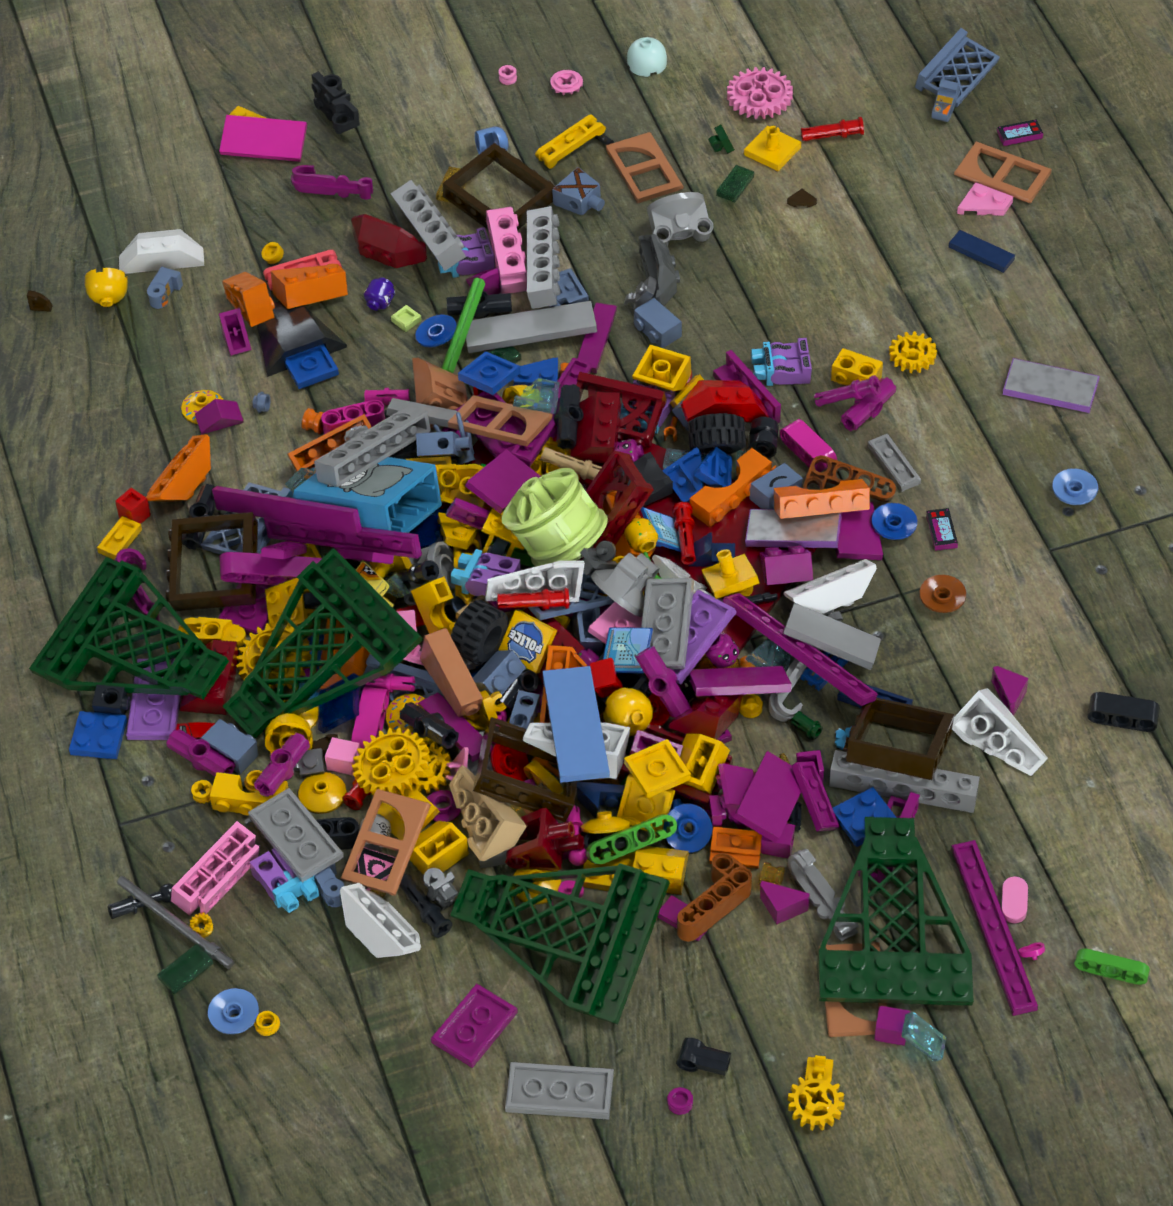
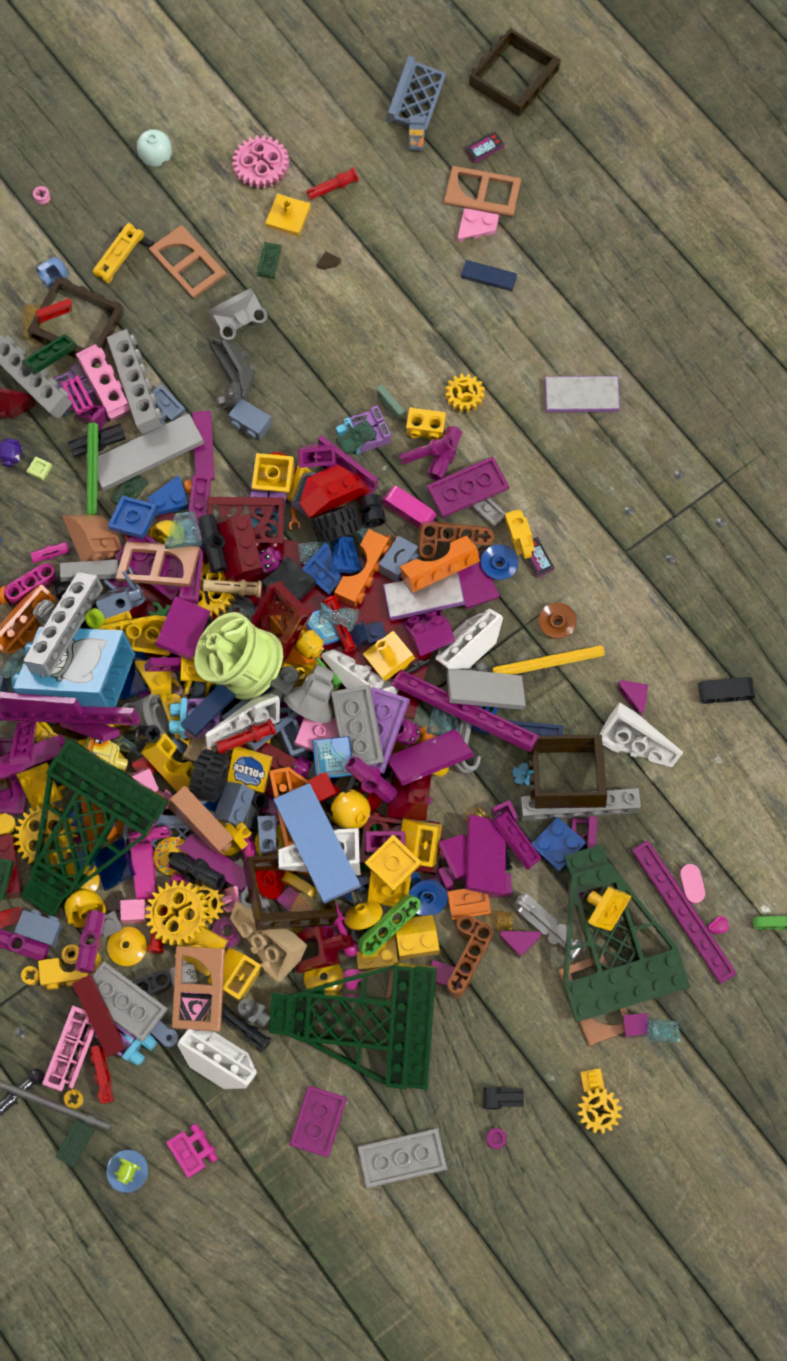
camera: 20 degrees left, 20 degrees up
(232, 1004) = (126, 1171): none -> lime brick
(244, 907) = (102, 1074): none -> red hinge
(263, 838) = (99, 1015): none -> dark red tile
(267, 1017) = (152, 1166): yellow plate -> none
(308, 1015) = (186, 1154): none -> dark pink plate
(409, 451) = (94, 618): none -> lime tile
(436, 330) = (65, 473): blue dish -> none
(457, 206) = (49, 354): none -> dark green tile
(472, 242) = (72, 383): none -> dark pink tile
(478, 169) = (54, 311): none -> red tile
(501, 564) = (208, 710): none -> dark blue tile
(566, 76) = (92, 184): bright pink gear -> none
(578, 193) = (142, 305): sand blue torso -> none
(691, 523) = (343, 616): none -> clear light blue animal
(717, 367) = (316, 455): none -> magenta slope
(721, 140) = (244, 219): dark green tile -> none
(770, 360) = (356, 437): none -> clear green plate
(811, 727) = (488, 772): dark green pin -> none
(823, 342) = (390, 403): none -> sand green tile
(883, 441) = (467, 487): none -> magenta tile
(897, 876) = (608, 907): none -> yellow tile
(923, 633) = (549, 661): none -> yellow axle
(928, 496) = (520, 533): none -> yellow piece
(1075, 486) = (634, 483): medium blue dish -> none
(1121, 68) = (528, 47): none -> dark brown window

